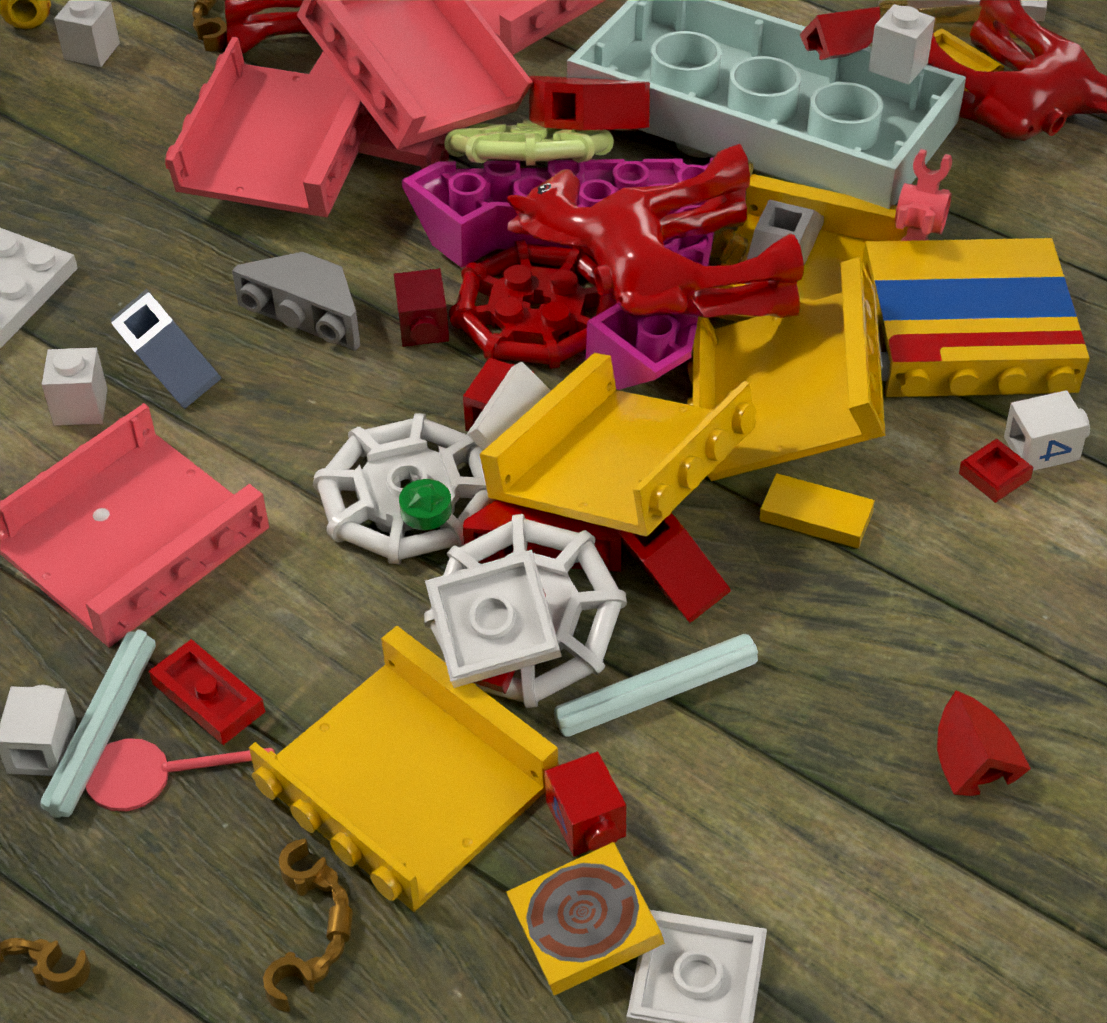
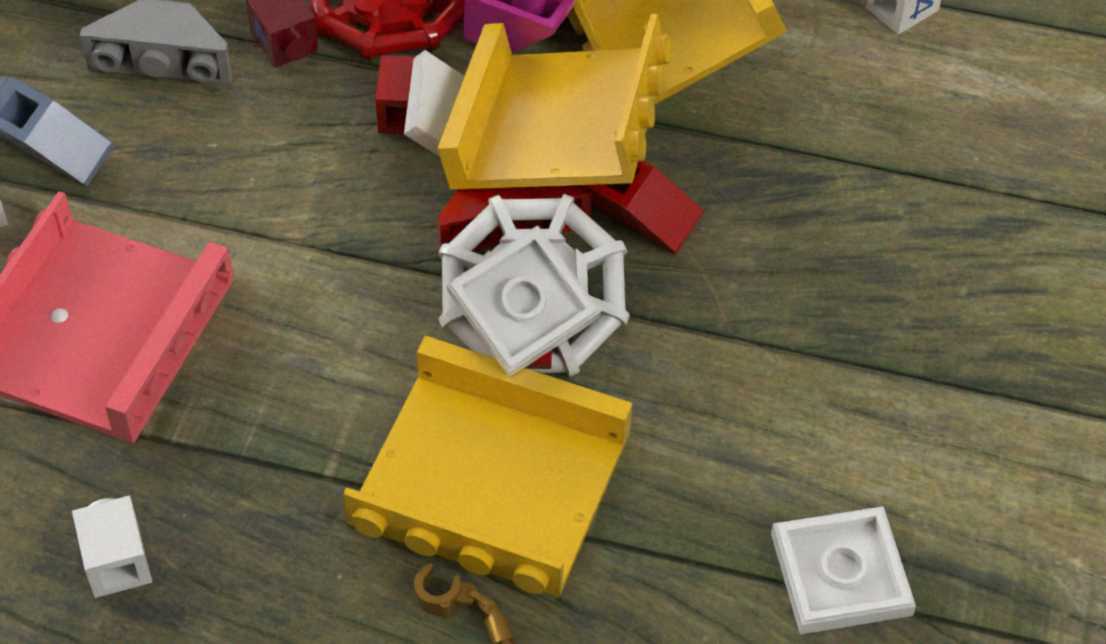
camera: 25 degrees left, 5 degrees up
(97, 724) = (167, 521): light aqua axle -> none
(137, 771) = (225, 557): coral piece -> none
(207, 691) = (262, 455): red plate -> none
(393, 455) = (360, 224): white plate -> none
(425, 504) = (389, 213): green tile -> none
(585, 803) = (674, 447): red brick -> none
(585, 918) = (723, 550): tile -> none
(655, 685) = (677, 320): light aqua axle -> none
(817, 510) = (741, 118): yellow tile -> none
(976, 746) = (979, 289): red brick -> none
(996, 470) = (875, 39): red tile -> none

